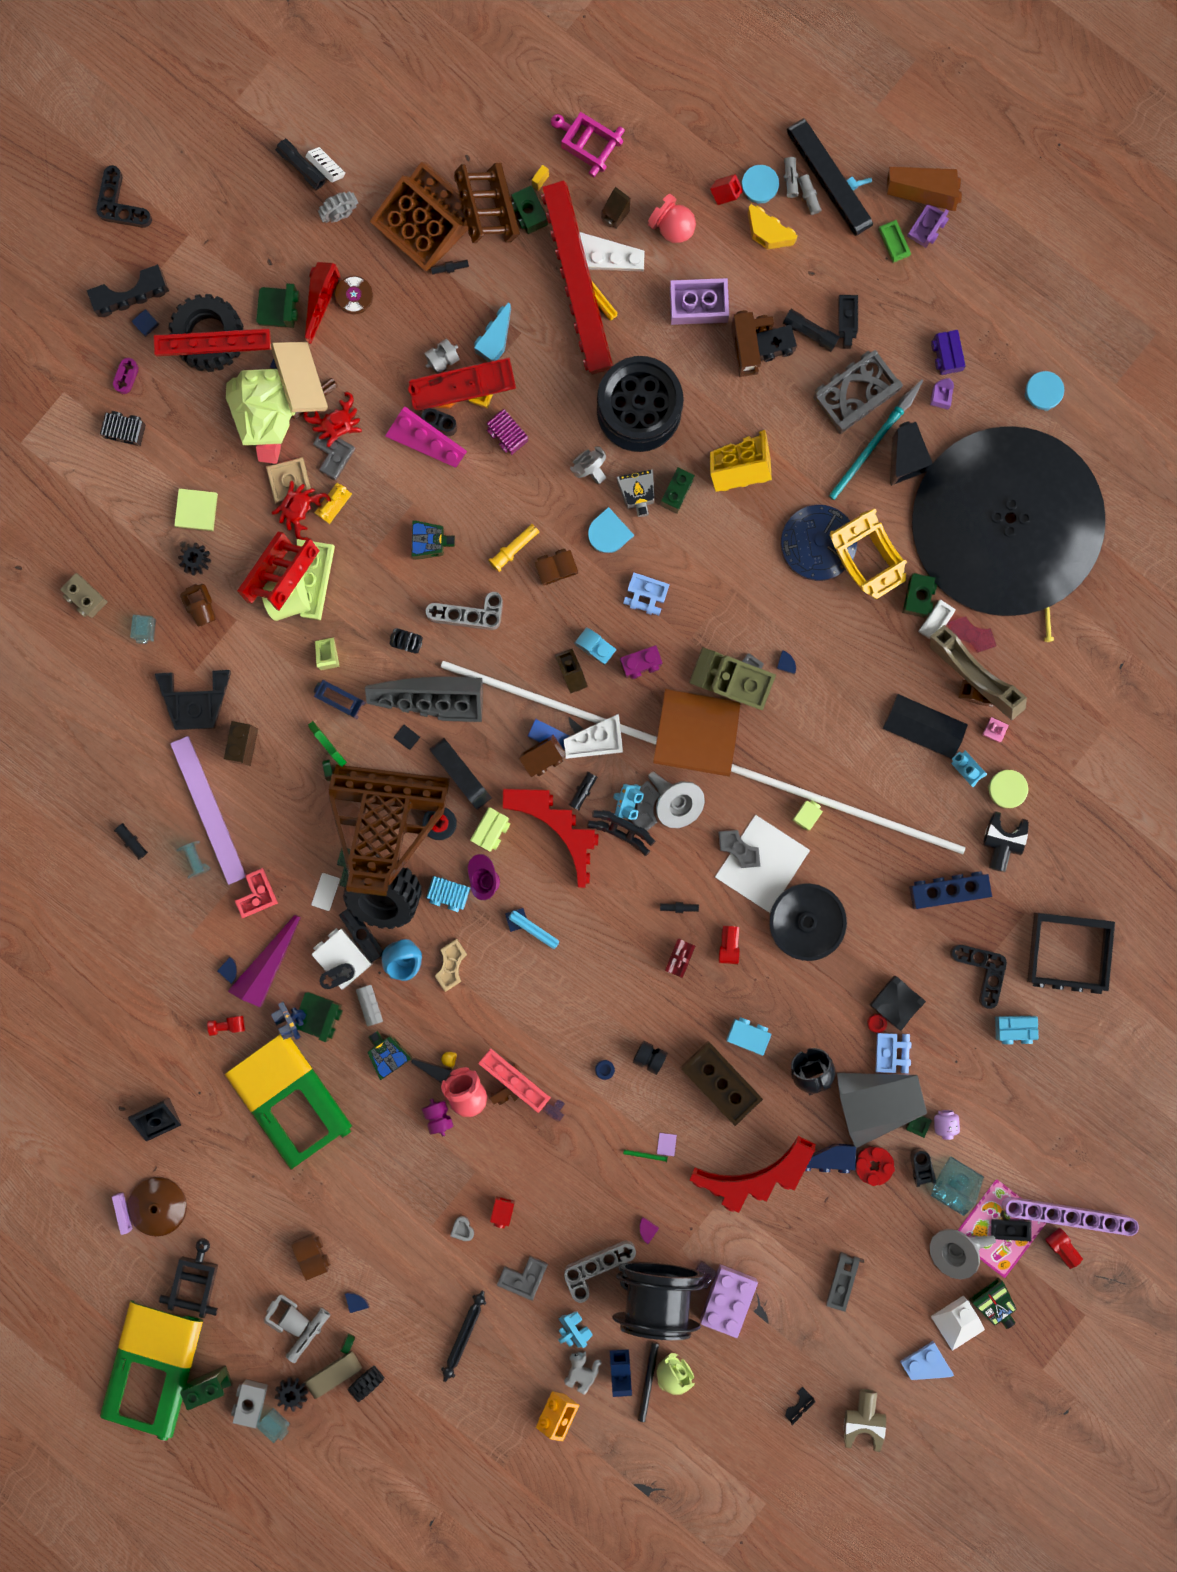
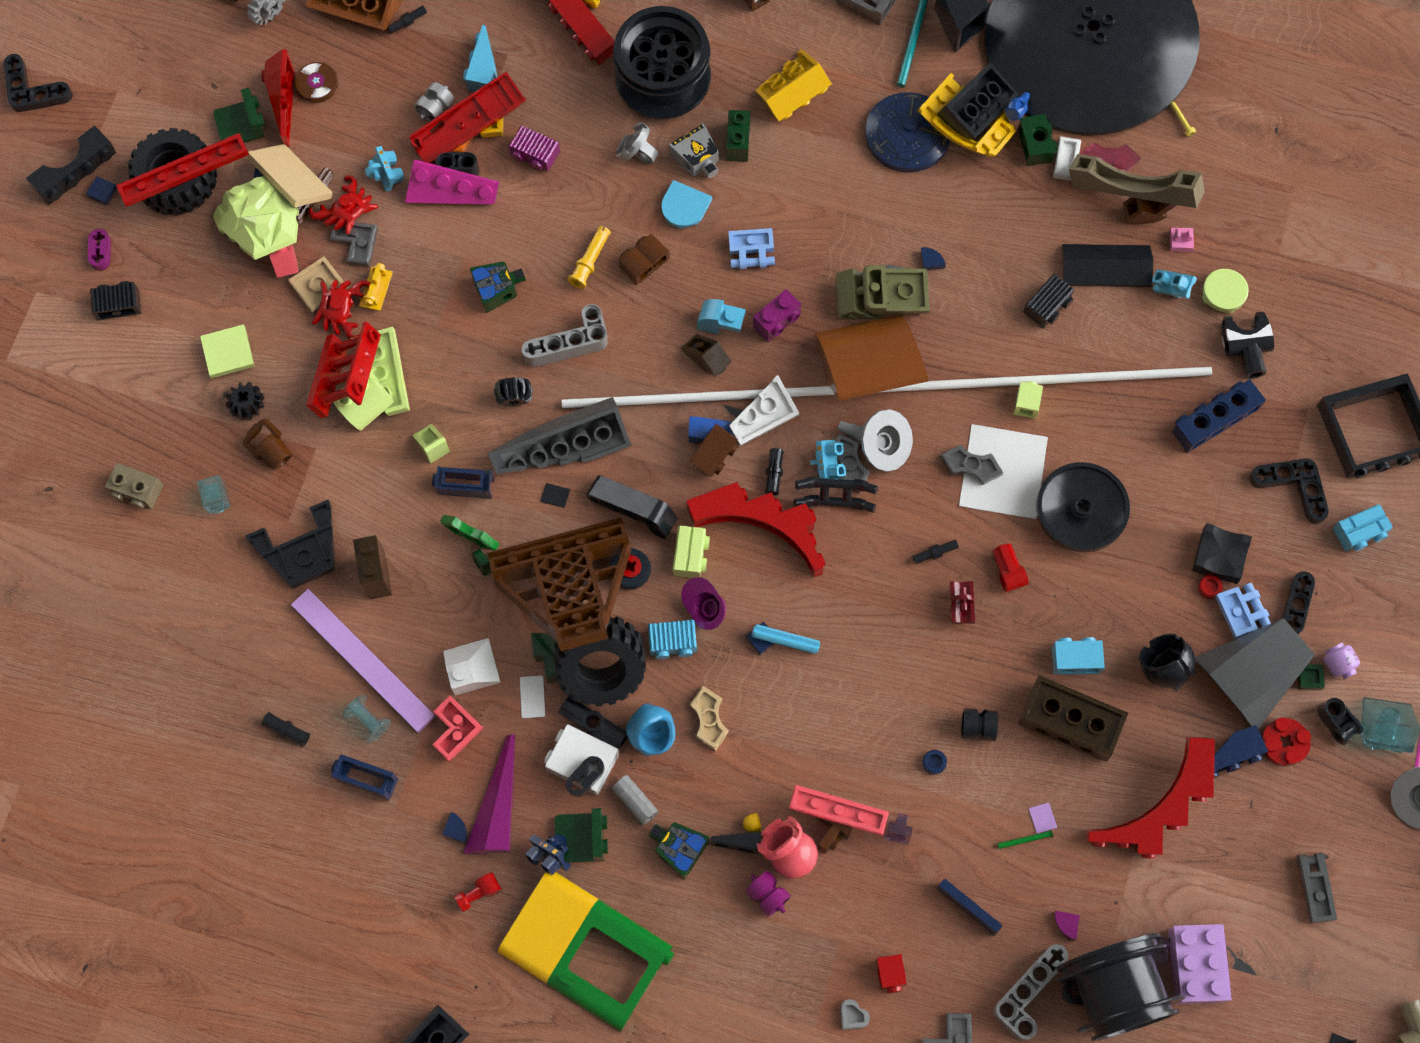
camera: 20 degrees left, 15 degrees down
(160, 891) = (342, 767): none -> dark blue window
(288, 849) = (471, 667): none -> white slope
(377, 396) = (380, 168): none -> medium azure hips
(576, 1180) = (969, 907): none -> dark blue tile
(863, 739) = (1049, 301): none -> black brick
(885, 545) = (978, 103): none -> black slope
(915, 562) = (1017, 107): none -> blue piece
(945, 1065) = (1308, 590): none -> black beam

